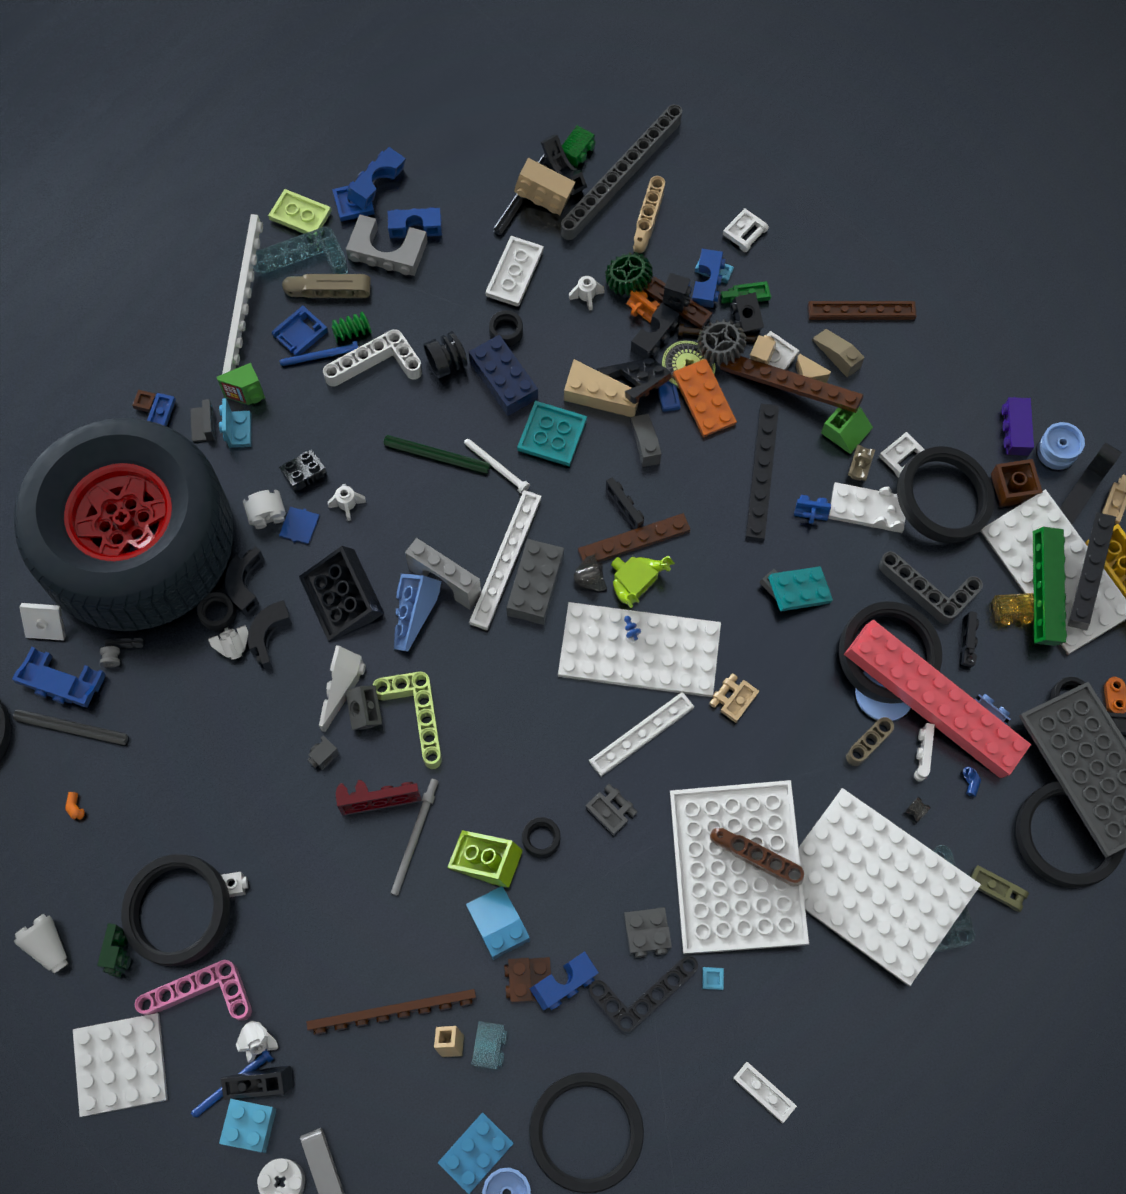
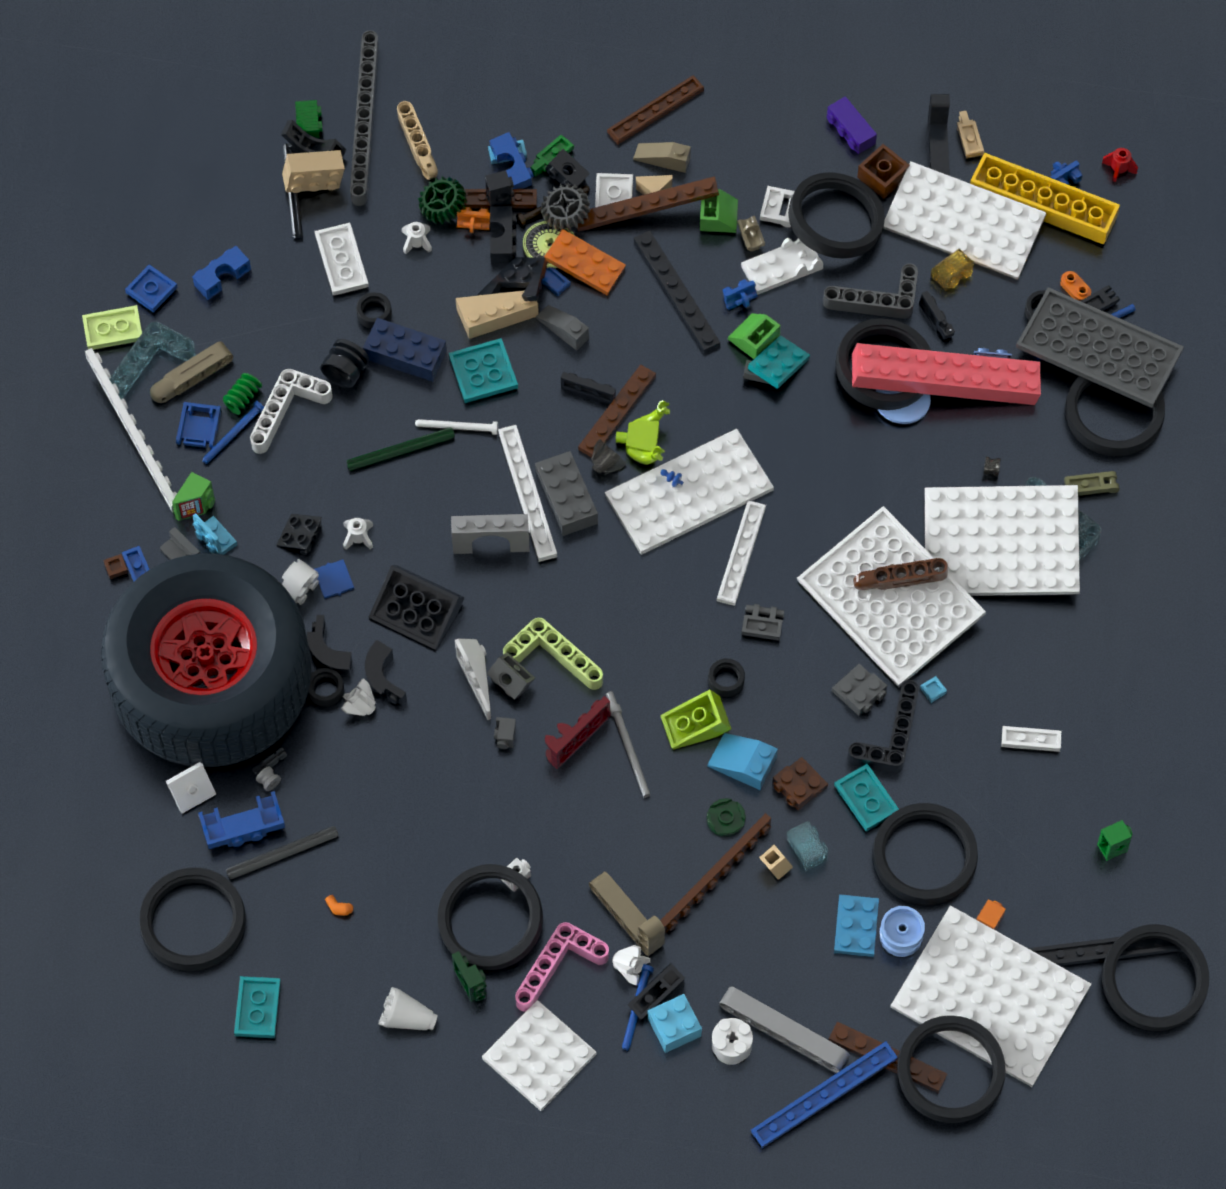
camera: 35 degrees left, 5 degrees down
(289, 1023) = (646, 933): none -> dark tan beam
(387, 165) = (158, 271): blue arch -> none
(401, 260) = (196, 323): light grey arch -> none
(416, 599) = (483, 574): medium blue wedge -> none
(444, 964) = (726, 817): none -> dark green tile
(549, 991) = (823, 774): blue arch -> none
(576, 1038) = (866, 797): none -> teal plate
(739, 700) = (797, 478): tan plate -> none
(741, 225) = (502, 102): white plate -> none
(763, 349) = (604, 191): tan brick -> none
(798, 551) = (755, 334): none -> bright green slope
(876, 735) = (919, 433): dark tan beam -> none
(924, 752) = (965, 421): white plate -> none
(973, 780) = (1015, 418): blue arm -> none
(1049, 586) = (967, 234): green brick -> none
(1060, 446) = (896, 120): light blue wheel -> none
(1091, 571) = (992, 201): black arch -> none

